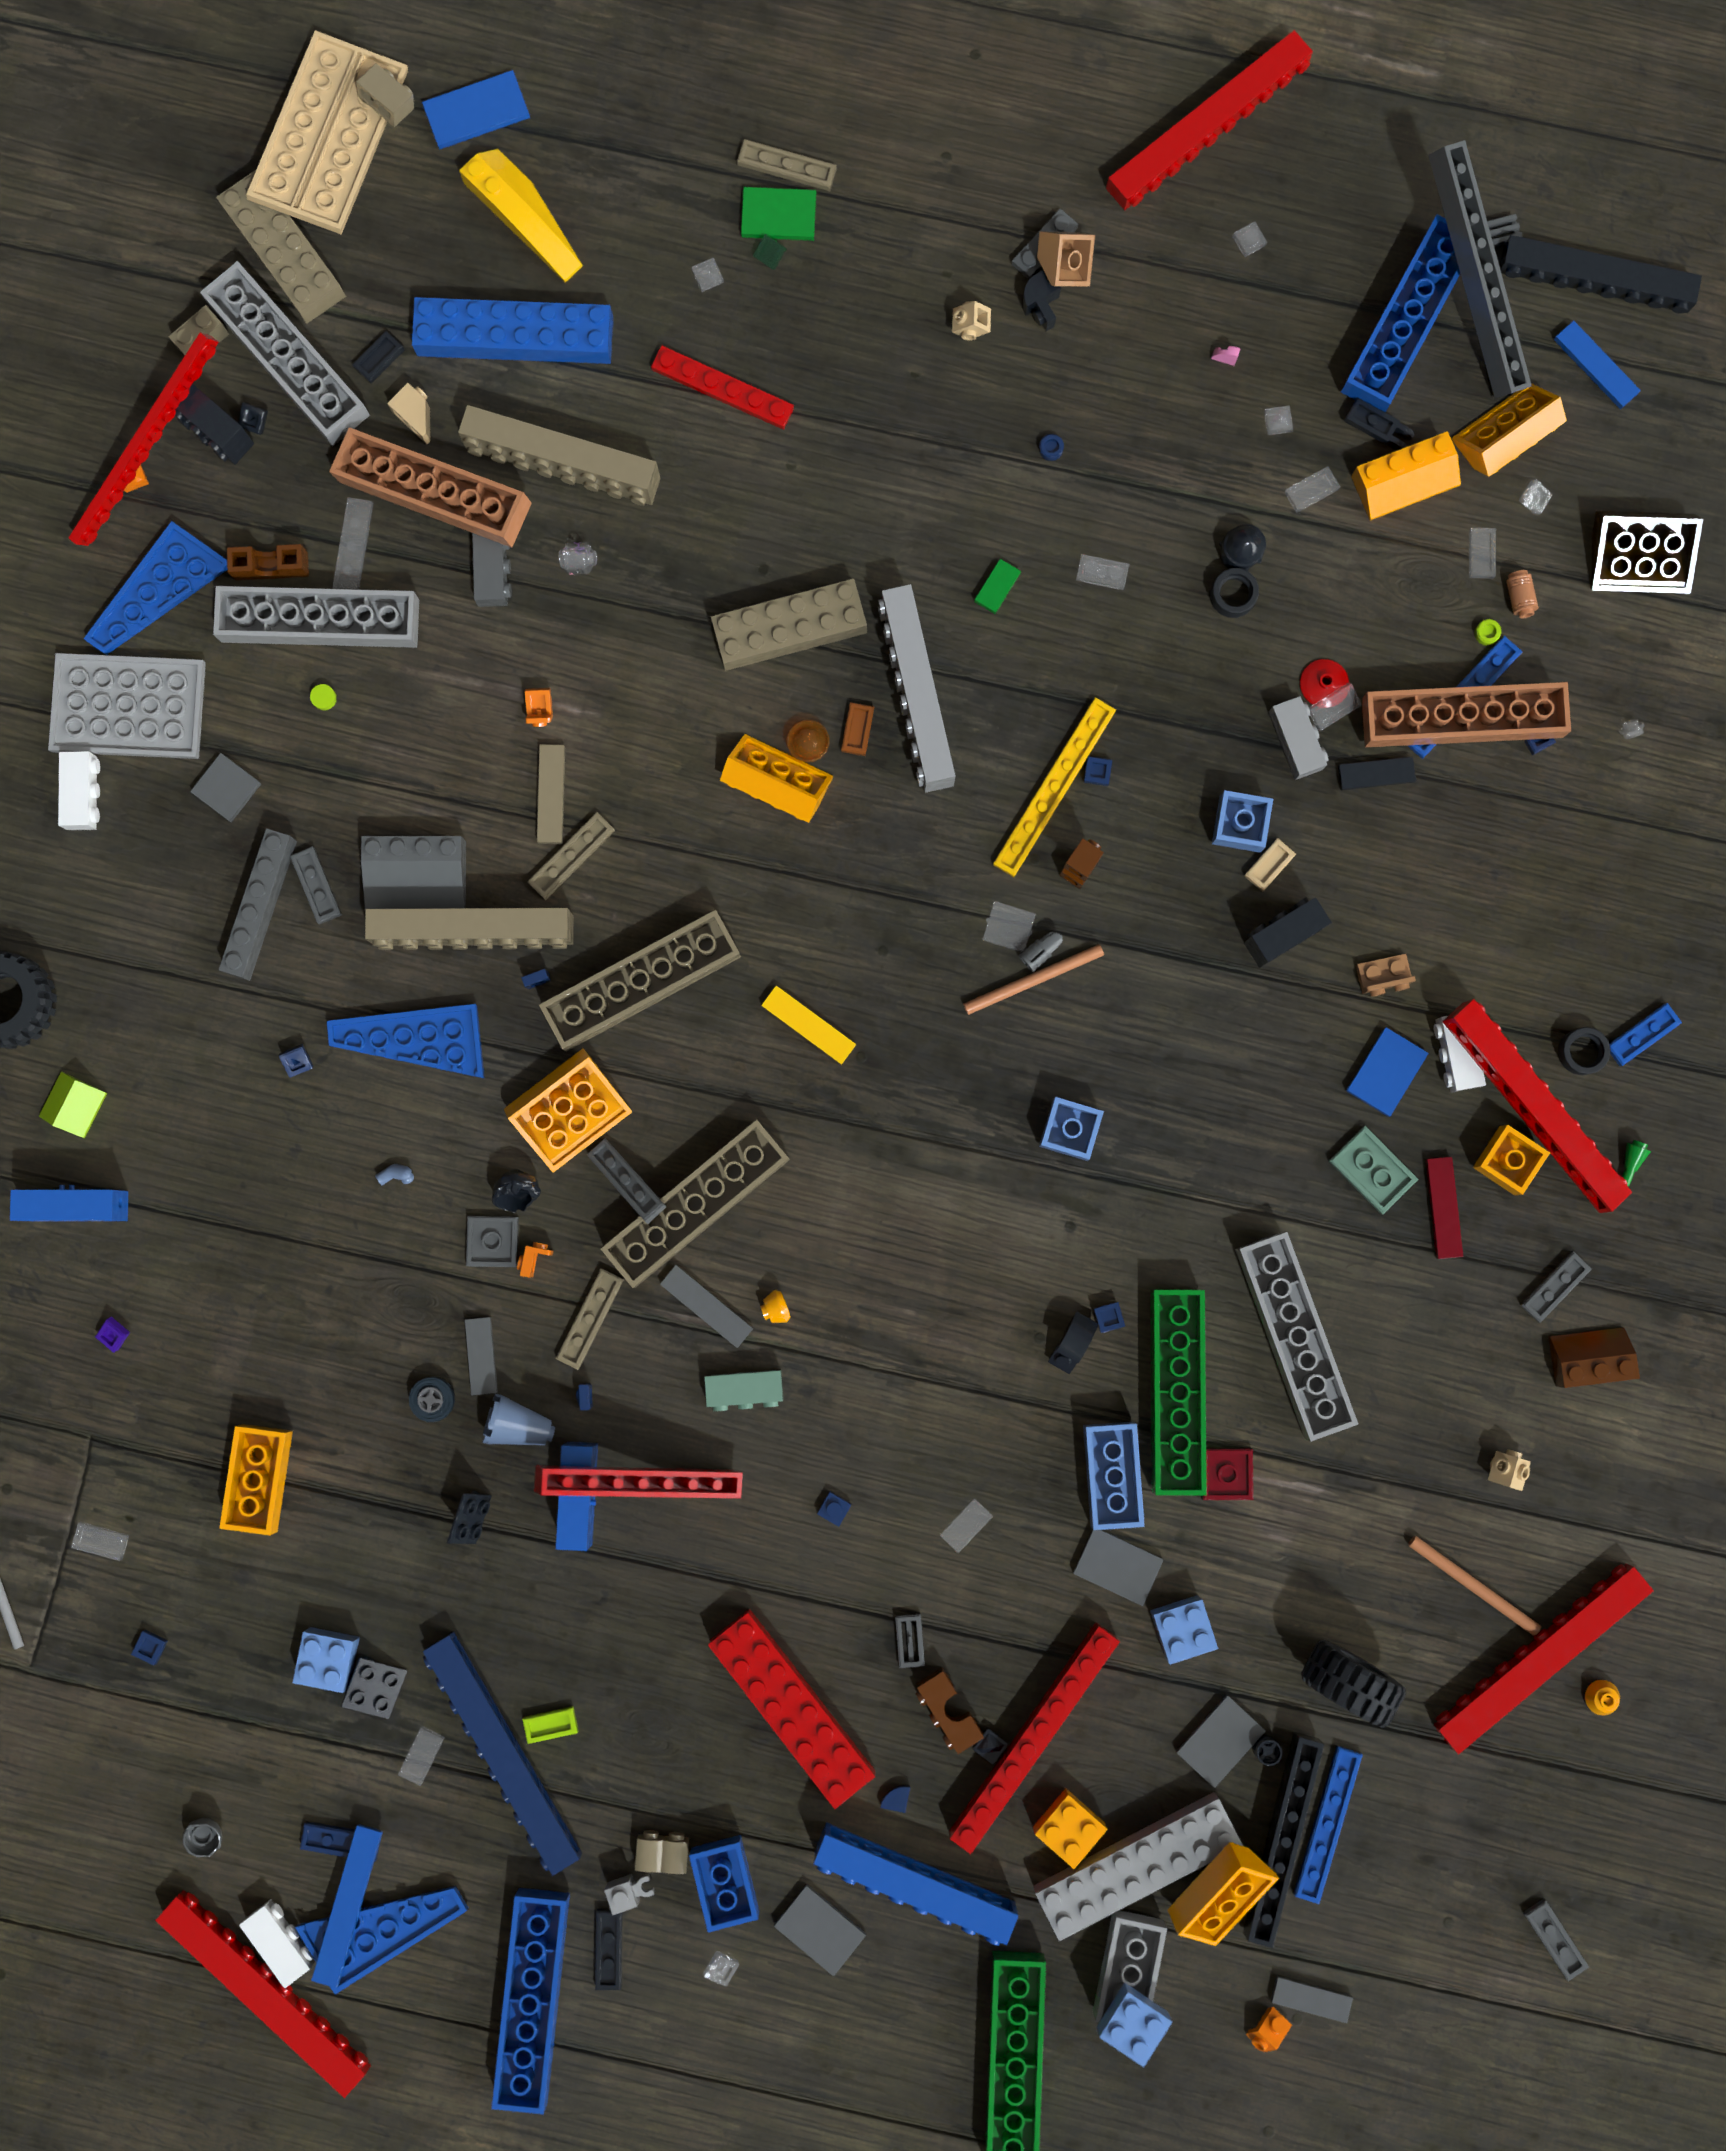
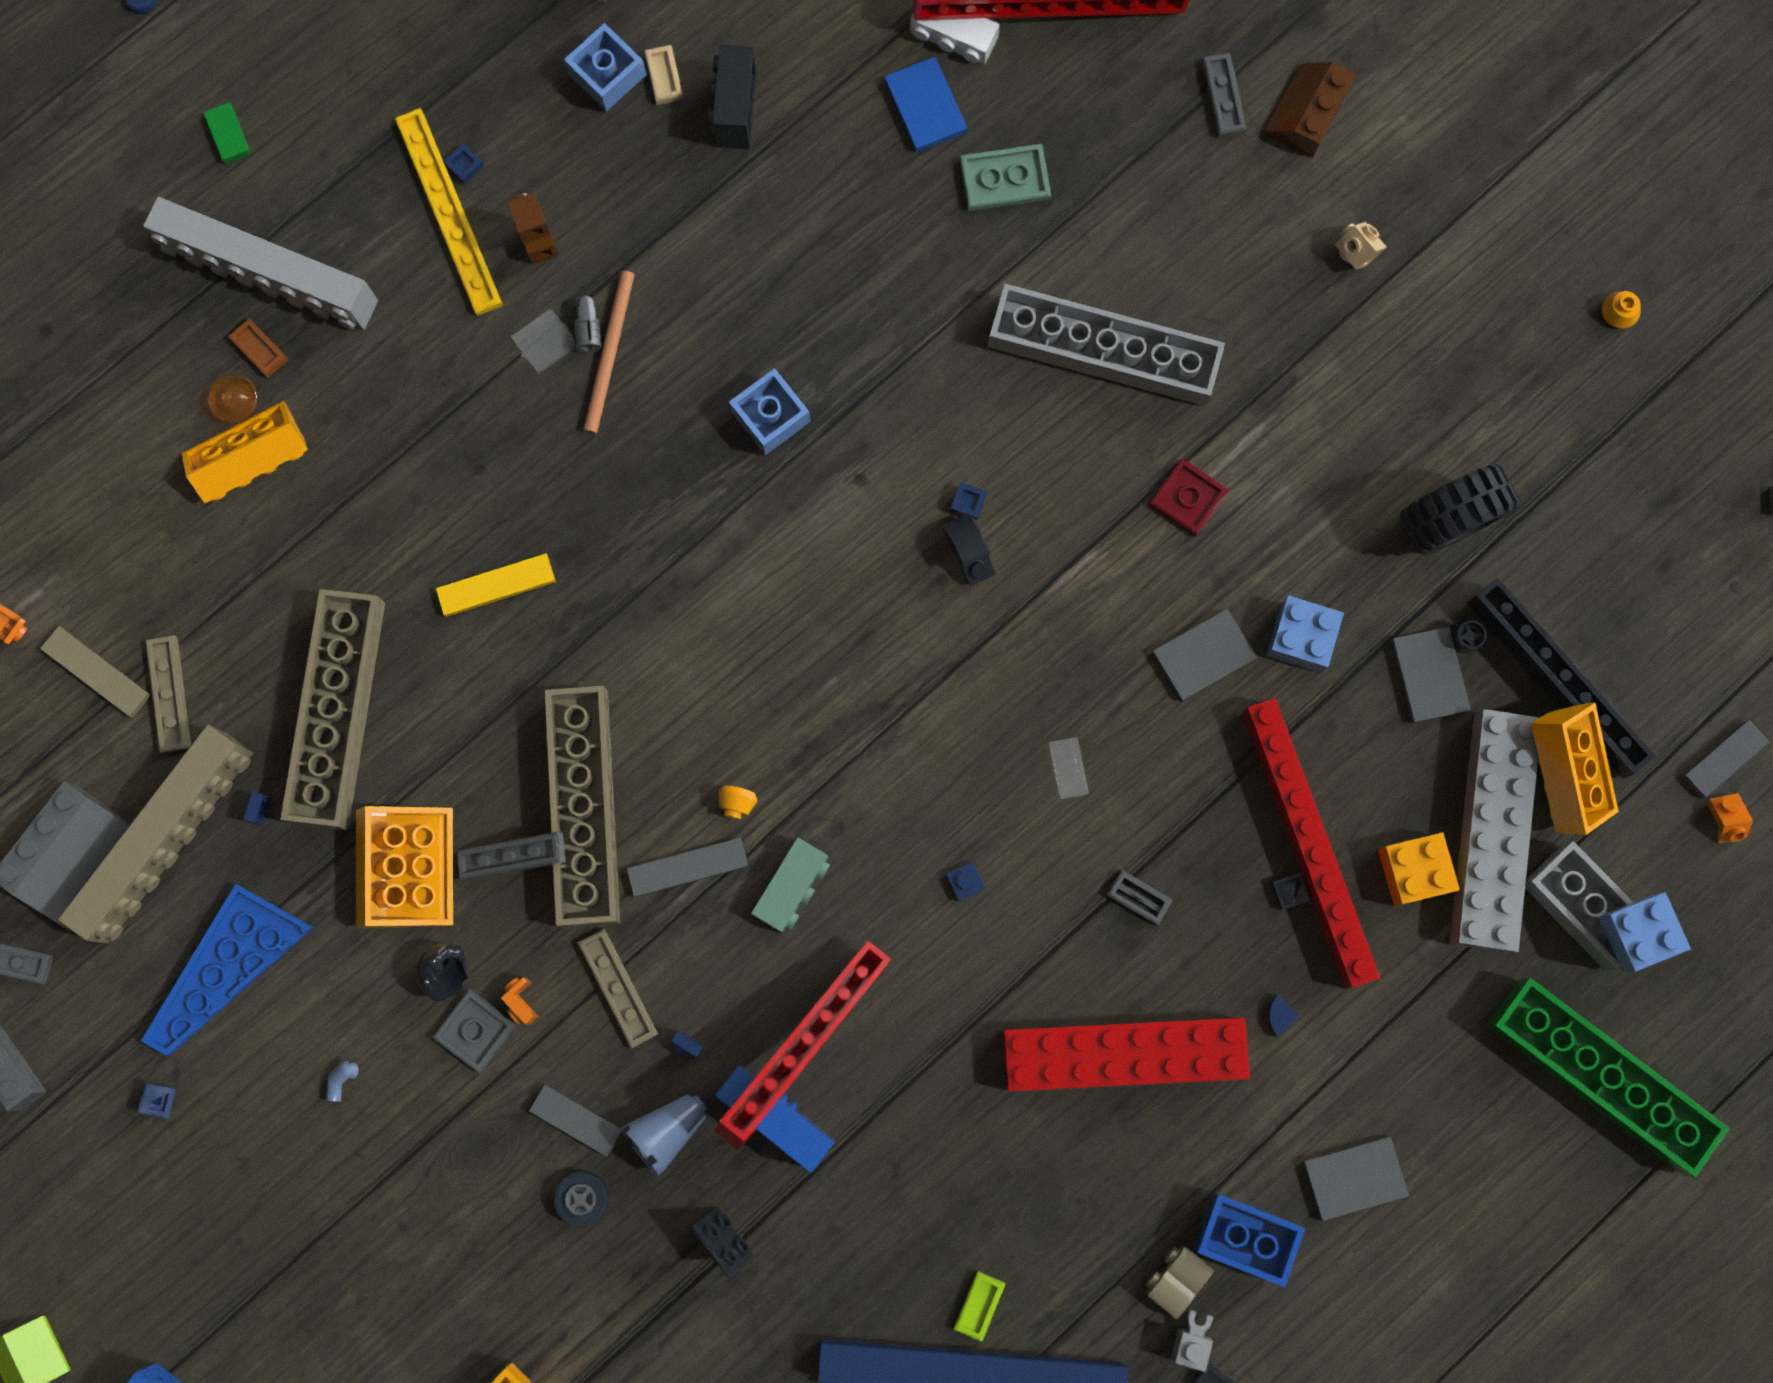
camera: 55 degrees left, 5 degrees down
(721, 1968) = (1329, 1302): clear tile -> none
(789, 624) = (112, 339): dark tan brick -> none
(915, 1884) = (1373, 1051): blue brick -> none
(960, 1731) = (1205, 907): reddish brown arch -> none
(1102, 572) = (288, 33): clear plate -> none
(1113, 1475) = (1117, 597): medium blue brick -> none
(1178, 1392) = (1081, 484): green brick -> none
(1327, 1824) = (1574, 632): blue tile -> none
(1385, 974) = (837, 44): medium nougat bracket -> none
(1444, 1208) = (1084, 140): dark red tile -> none
(1474, 1585) = (1443, 350): nougat piece -> none
(1511, 1160) = (1082, 50): light orange brick -> none
(1542, 1657) = (1549, 336): red brick -> none

